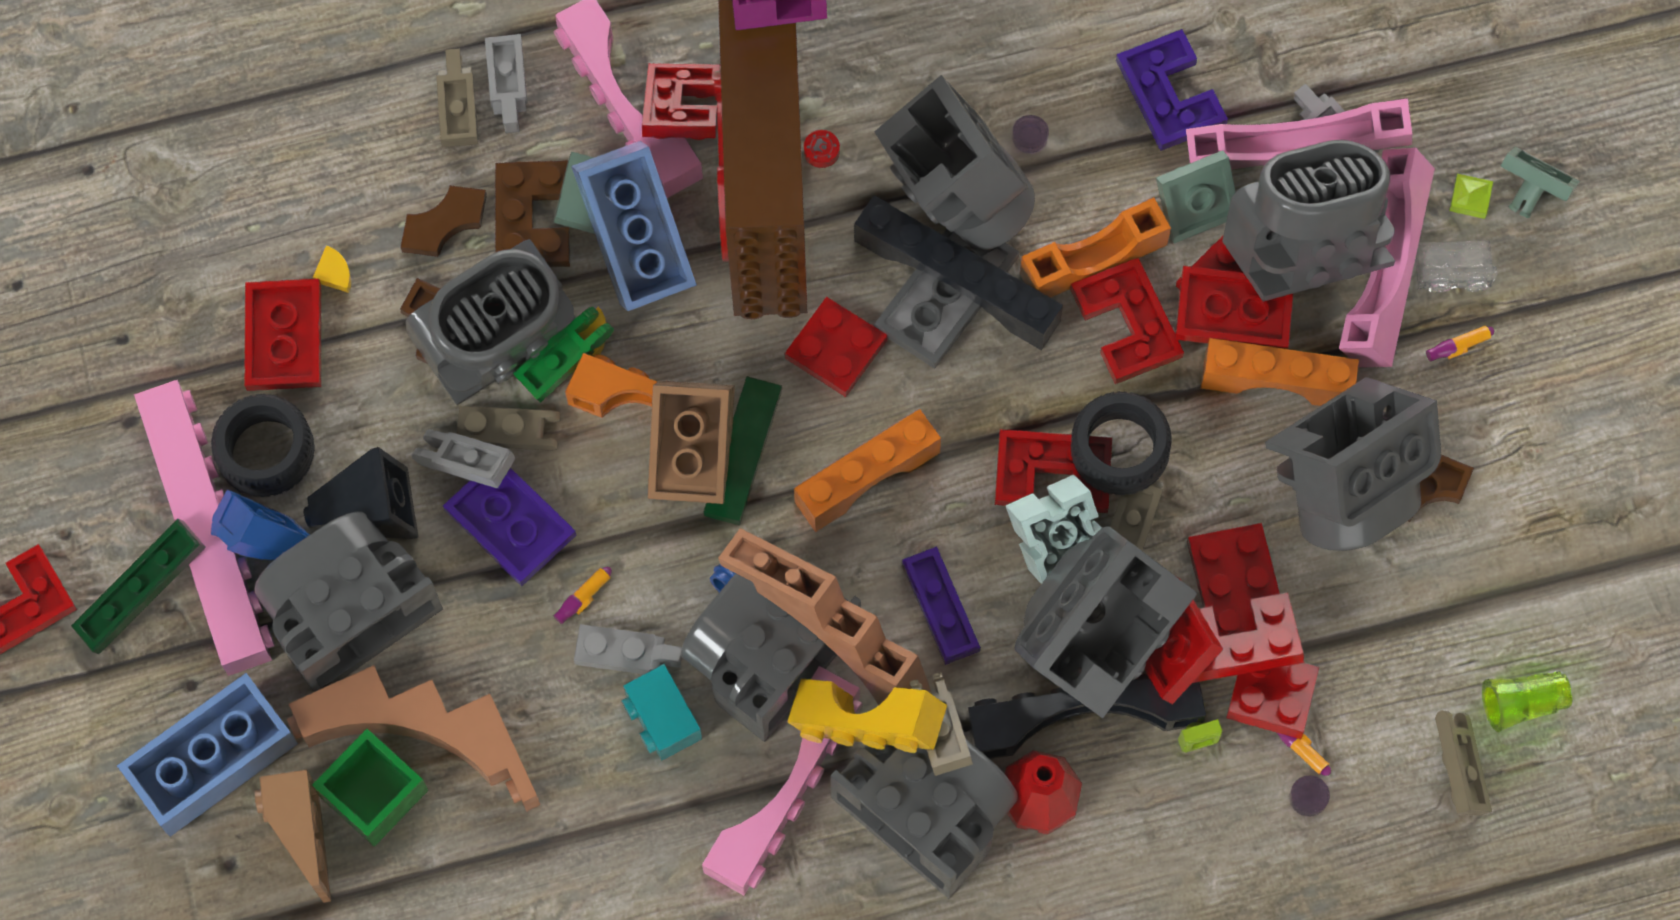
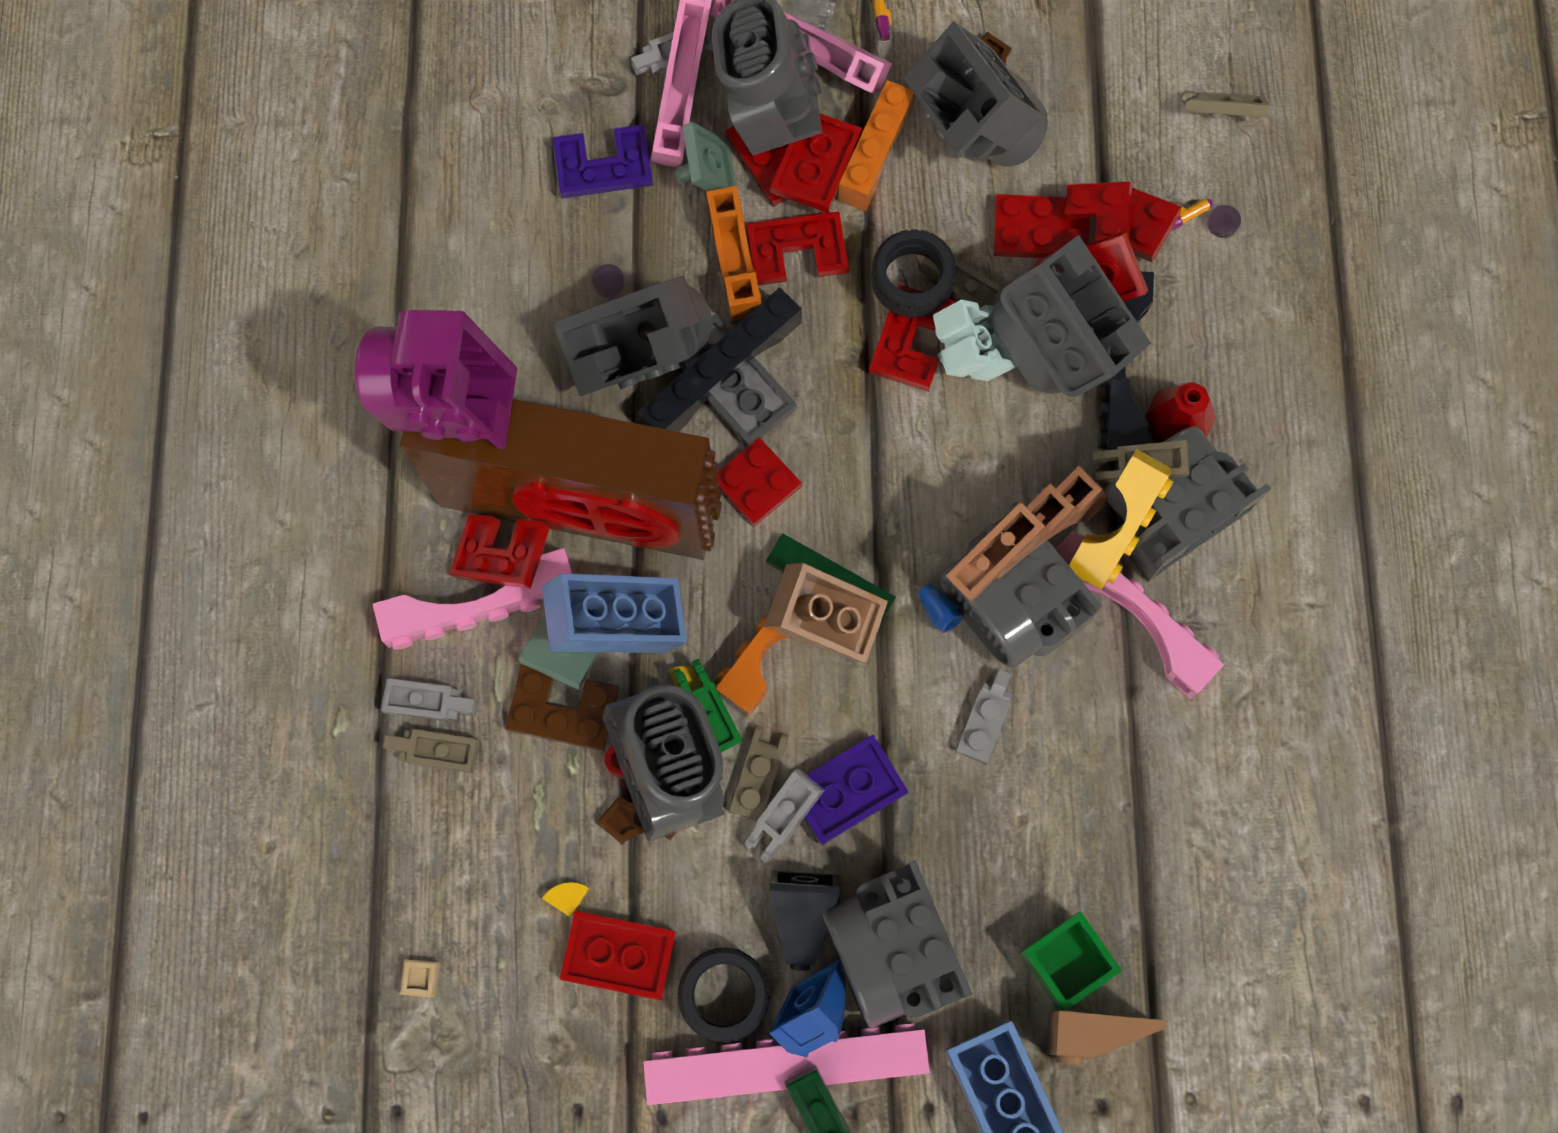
camera: 75 degrees left, 5 degrees up
(221, 154) = (420, 978): none -> tan tile
(457, 212) = (540, 772): reddish brown tile -> none
(469, 732) = (1034, 863): nougat arch -> none
(583, 596) = (930, 744): piece -> none
(661, 712) = (1052, 699): teal brick -> none
(843, 482) = (880, 480): orange arch -> none
(941, 605) = (1005, 454): dark purple tile -> none
(1199, 735) = (1163, 284): lime tile -> none
(1524, 698) = (1184, 47): clear neon green plant -> none

